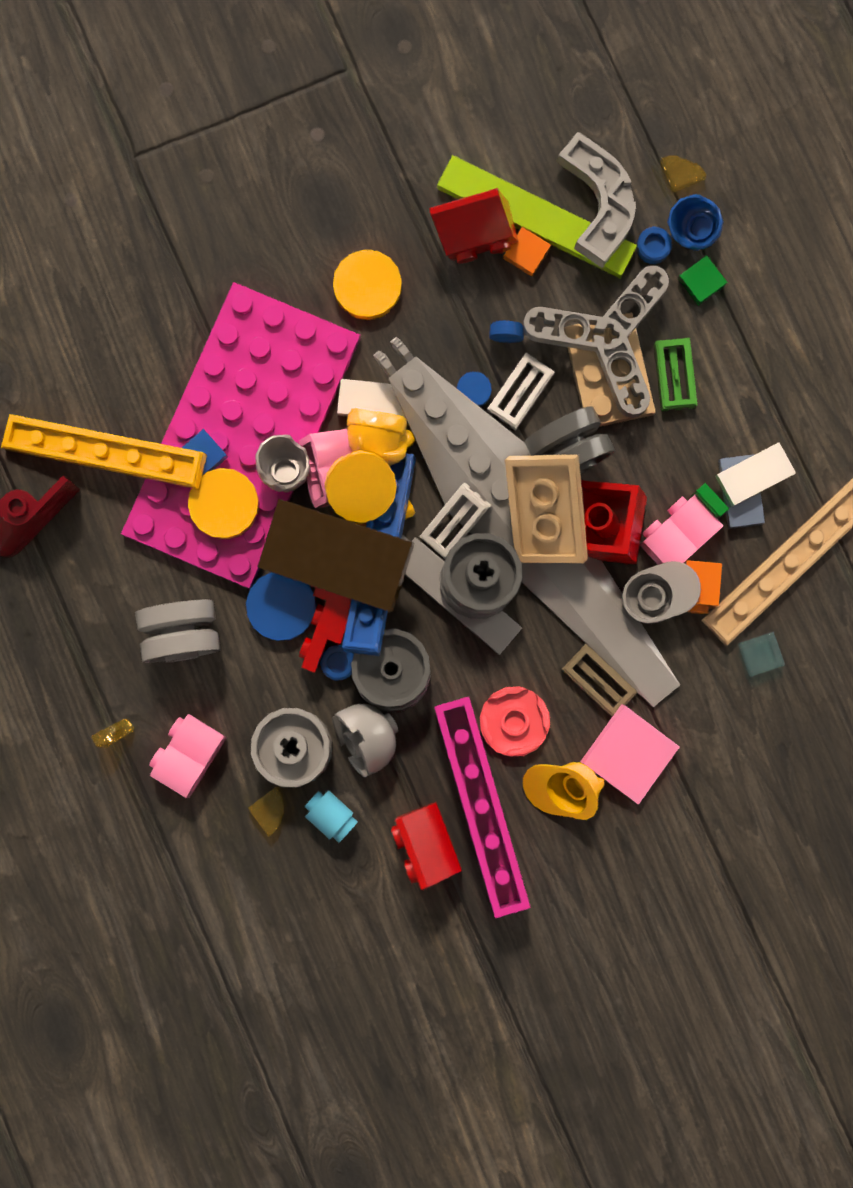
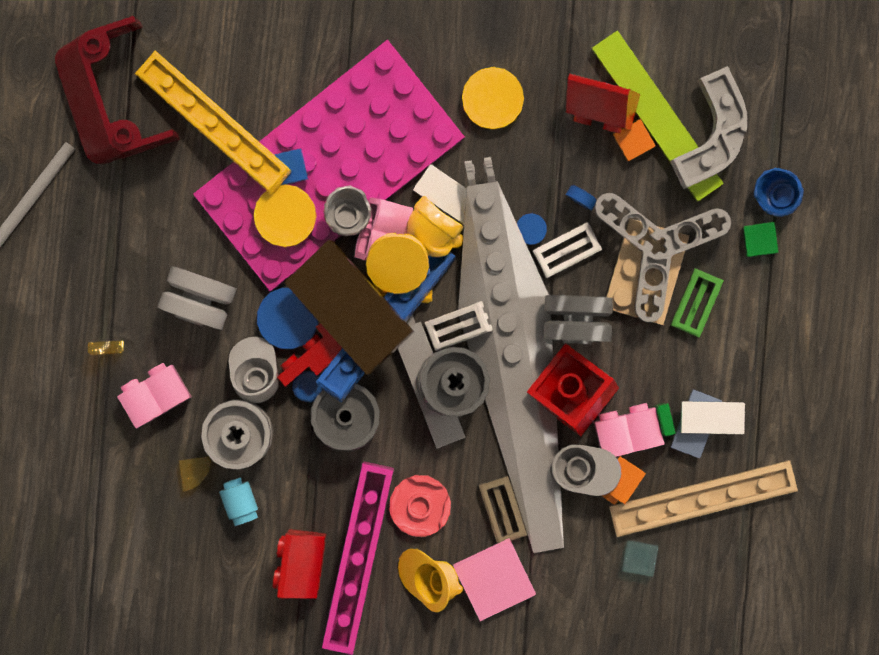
camera: 25 degrees right, 5 degrees up
(275, 674) = (254, 369): none -> light grey cap
(367, 736) = (299, 456): light grey cylinder -> none
(546, 508) = (531, 359): tan plate -> none
(654, 245) = (738, 189): blue tile -> none
(681, 172) = (793, 142): clear yellow tile -> none

